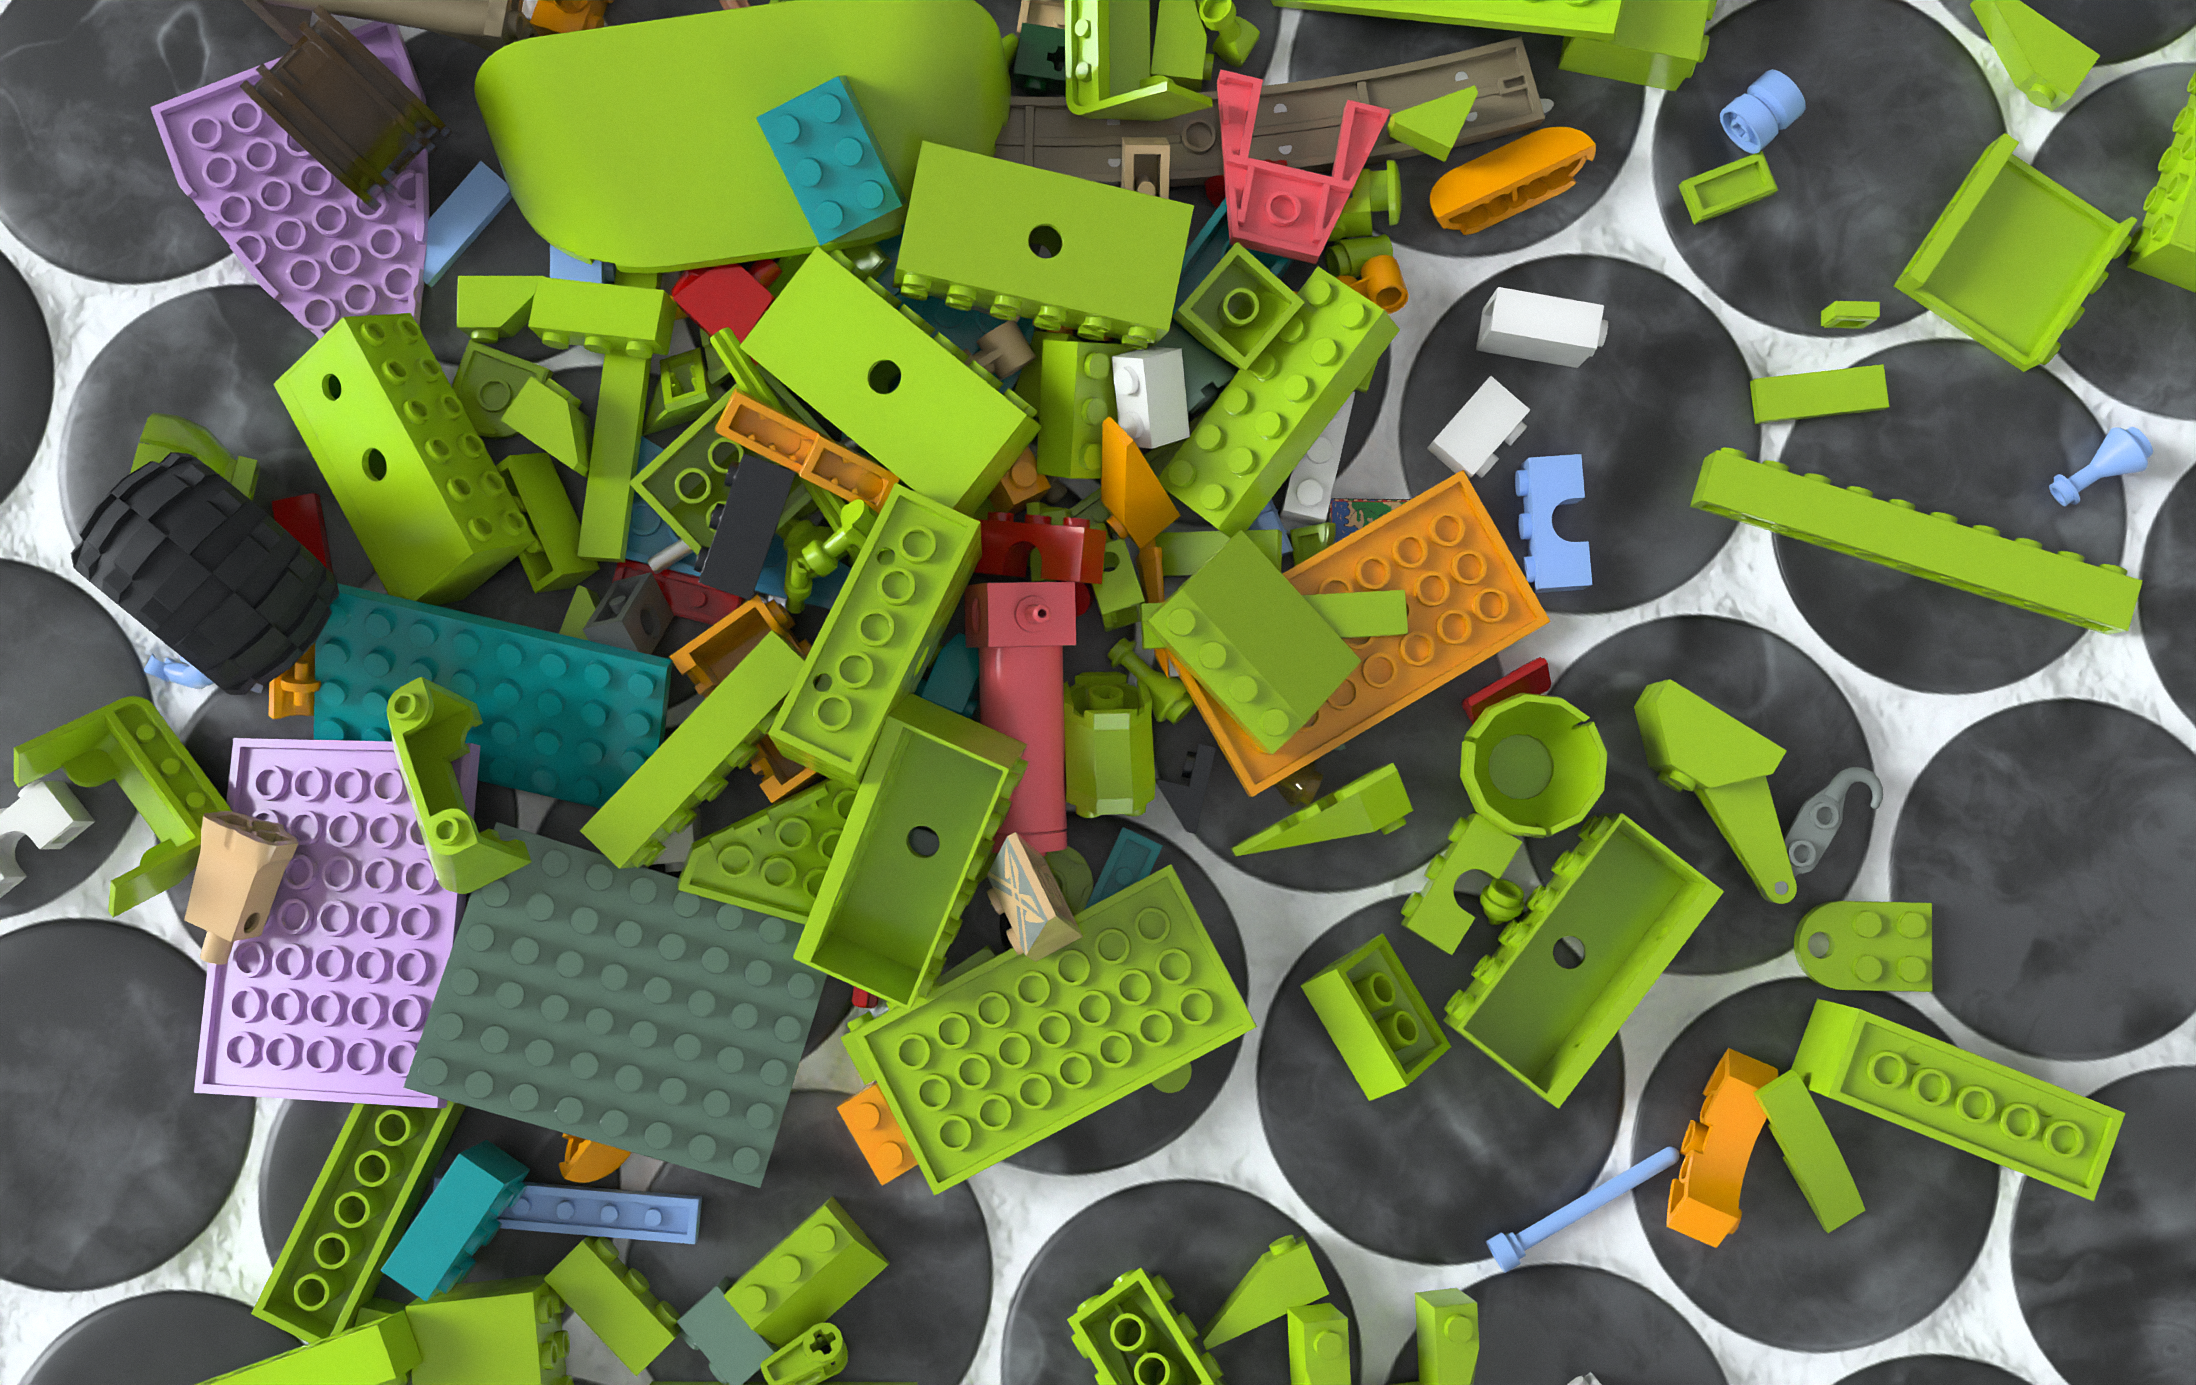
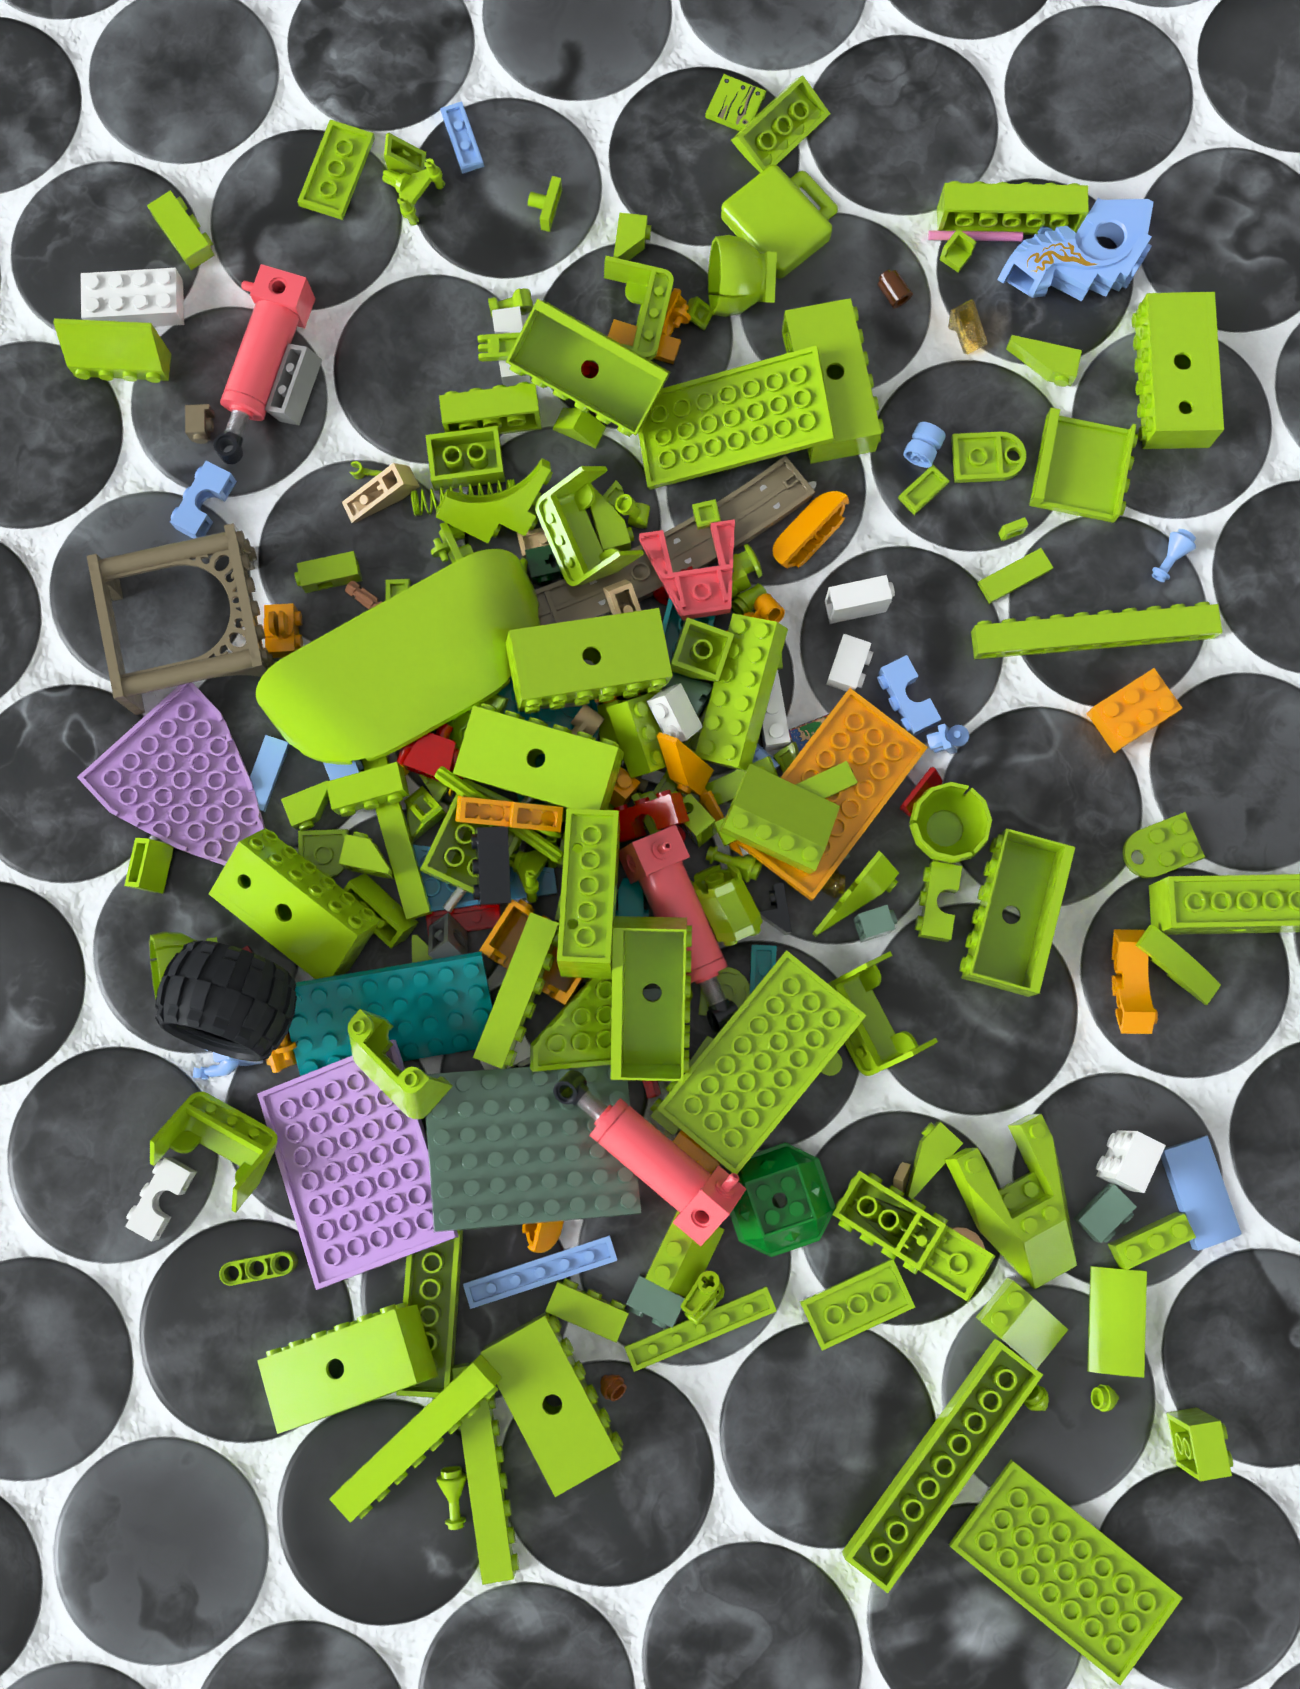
camera: 30 degrees left, 5 degrees down
(105, 1016) = (246, 1268): none -> lime beam
(209, 299) = (149, 865): none -> lime brick
(236, 879) = (295, 1164): tan piece -> none
(237, 1250) = (378, 1355): none -> piece
(346, 108) = (194, 733): dark brown wheel -> none
(457, 1221) = (488, 1296): teal brick -> none
(832, 159) = (463, 659): teal brick -> none
(857, 522) = (552, 842): lime leg -> none
(858, 1205) = (694, 1192): none -> coral piece
(1004, 1209) = (807, 1203): none -> green piece
(1030, 900) = (722, 997): tan slope -> none
(1207, 1303) = (901, 1177): none -> tan tile
(1257, 1072) = (874, 1042): none -> lime windscreen
(1338, 877) = (875, 923): none -> sand green brick
(1346, 81) = (706, 513): none -> lime tile
(1376, 1017) = (925, 989): lime slope -> none
(1433, 124) = (760, 518): lime slope -> none
(1502, 901) = (964, 902): lime plate -> none
(1510, 1247) = (1047, 1081): light blue piece -> none
(1590, 621) = (948, 738): none -> light blue hips
(1727, 769) = (1048, 782): lime slope -> none
(1855, 172) = (984, 456): none -> lime plate
(1921, 701) = (1134, 710): none -> light orange brick

